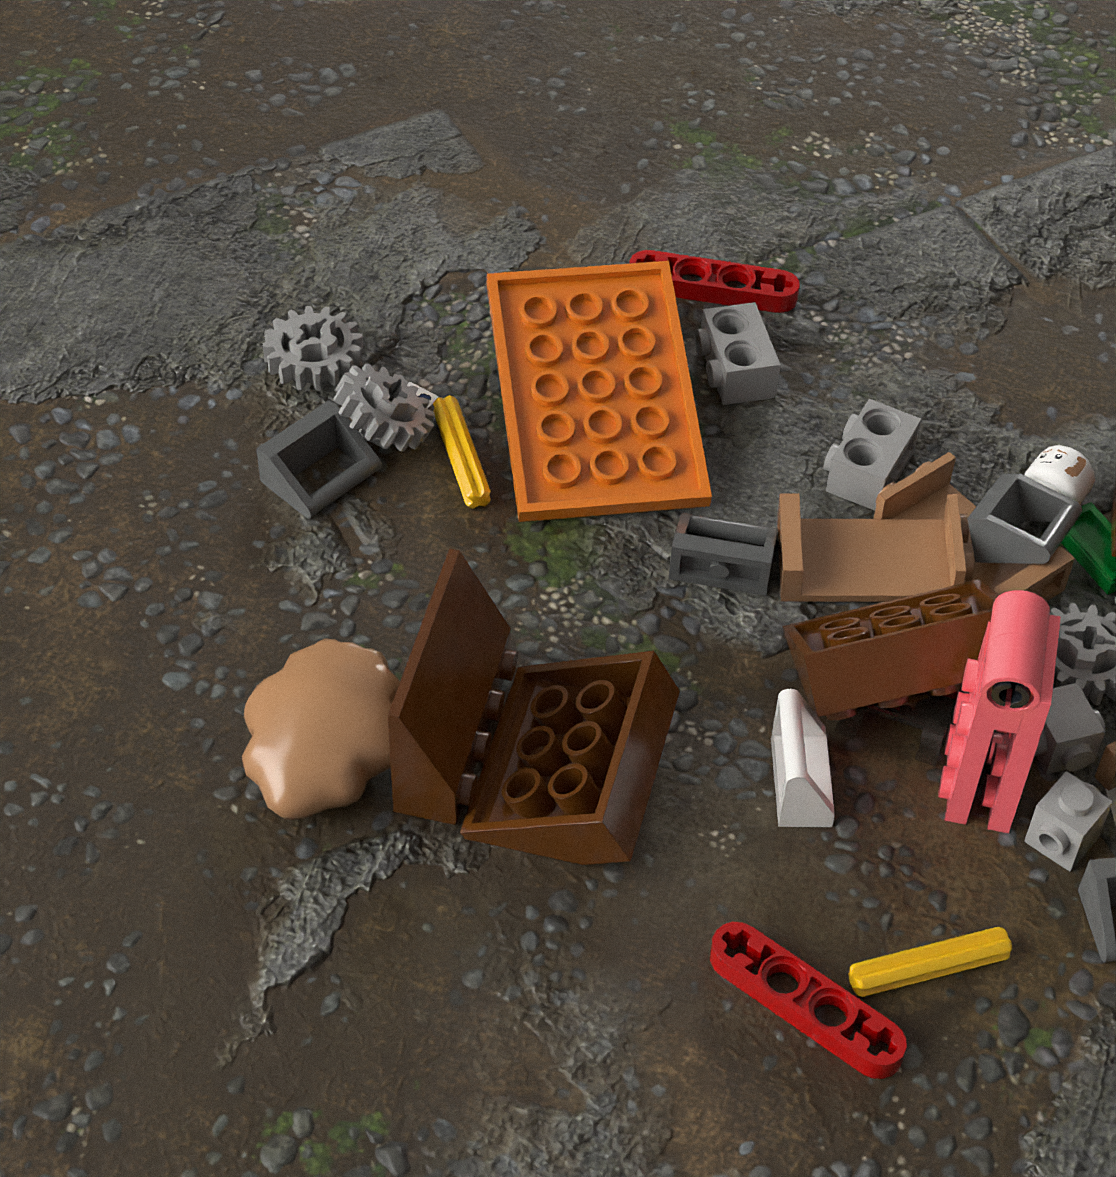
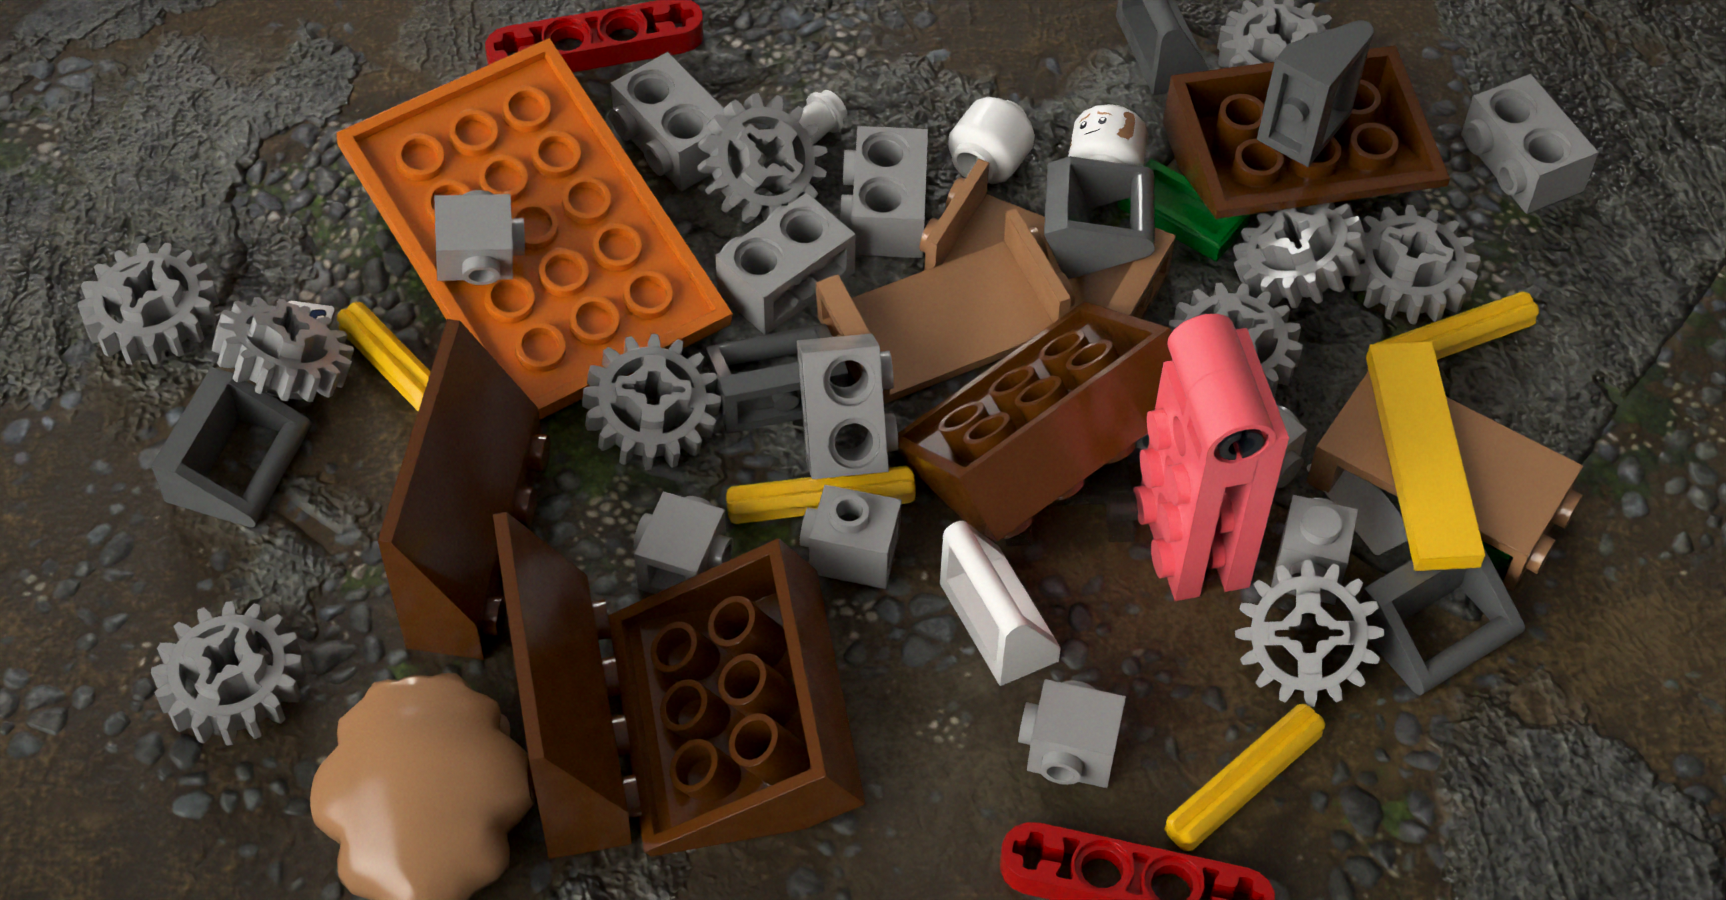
camera: 25 degrees left, 5 degrees up
(241, 602) = (228, 673): none -> light grey gear
(463, 503) = (464, 461): none -> reddish brown slope
(547, 375) = (476, 237): none -> light grey brick
(590, 632) = (679, 541): none -> light grey brick
(620, 554) = (638, 428): none -> light grey gear
(713, 643) = (794, 496): none -> yellow axle
(718, 677) = (852, 535): none -> light grey brick
(743, 580) = (831, 407): none -> light grey brick
(757, 472) = (777, 263): none -> light grey brick
(796, 414) = (743, 148): none -> light grey gear
(811, 876) = (1072, 732): none -> light grey brick
(841, 389) = (824, 110): none -> white pin
(974, 441) = (992, 132): none -> white head
(1036, 855) = (1308, 600): none -> light grey gear

